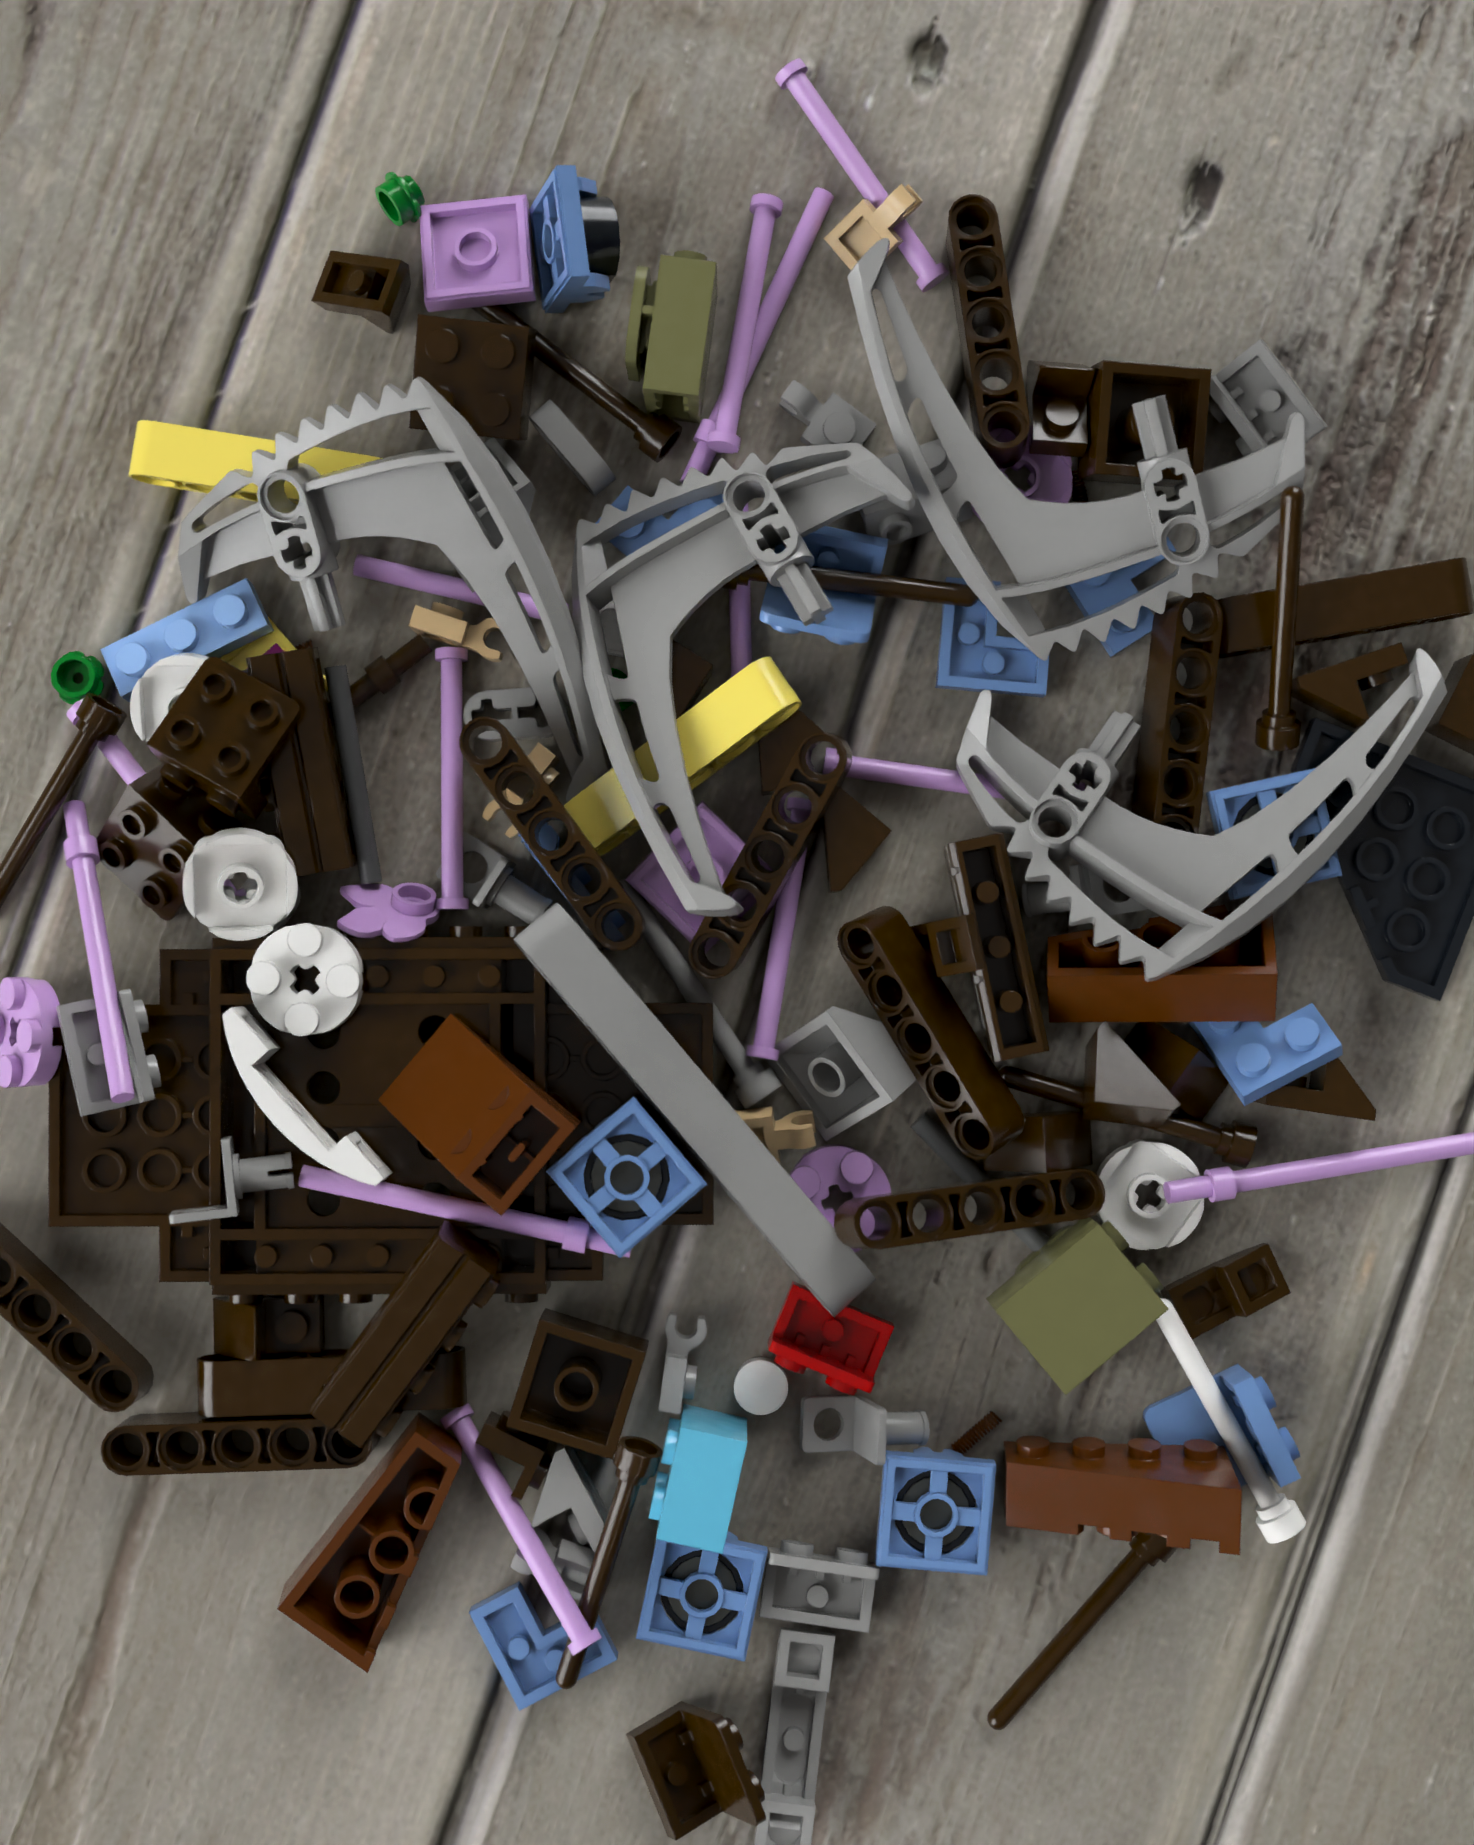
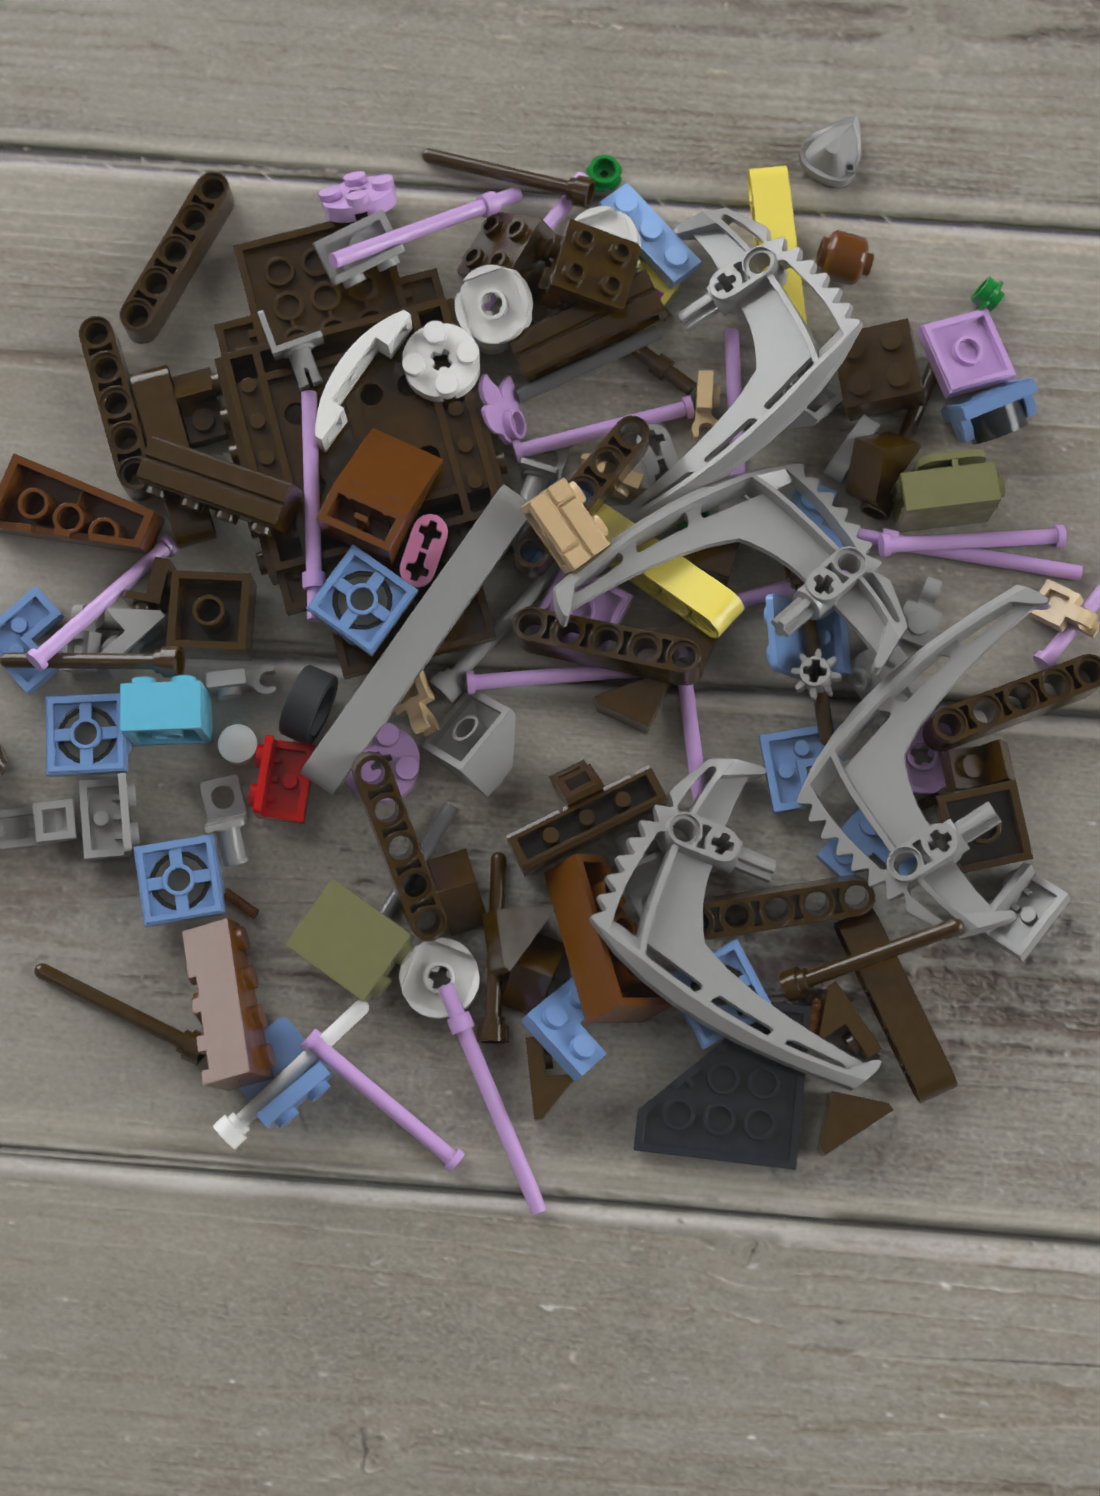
camera: 80 degrees right, 10 degrees down
(132, 350) = (832, 151): none -> light grey piece
(295, 379) = (844, 257): none -> reddish brown head
(364, 287) = (919, 287): dark brown slope -> none
(565, 1084) = (433, 554): none -> bright pink beam
(600, 869) = (566, 525): none -> tan brick
(608, 416) = (877, 465): none -> dark brown slope
(739, 1281) = (308, 704): none -> black tyre
(902, 579) = (808, 667): none -> light grey gear
(931, 1032) = (514, 791): dark brown beam -> none
(1227, 1289) = (385, 1053): dark brown slope -> none
(1321, 716) = (818, 1015): none -> reddish brown leg
(1383, 1239) = (382, 1100): none -> lavender bar

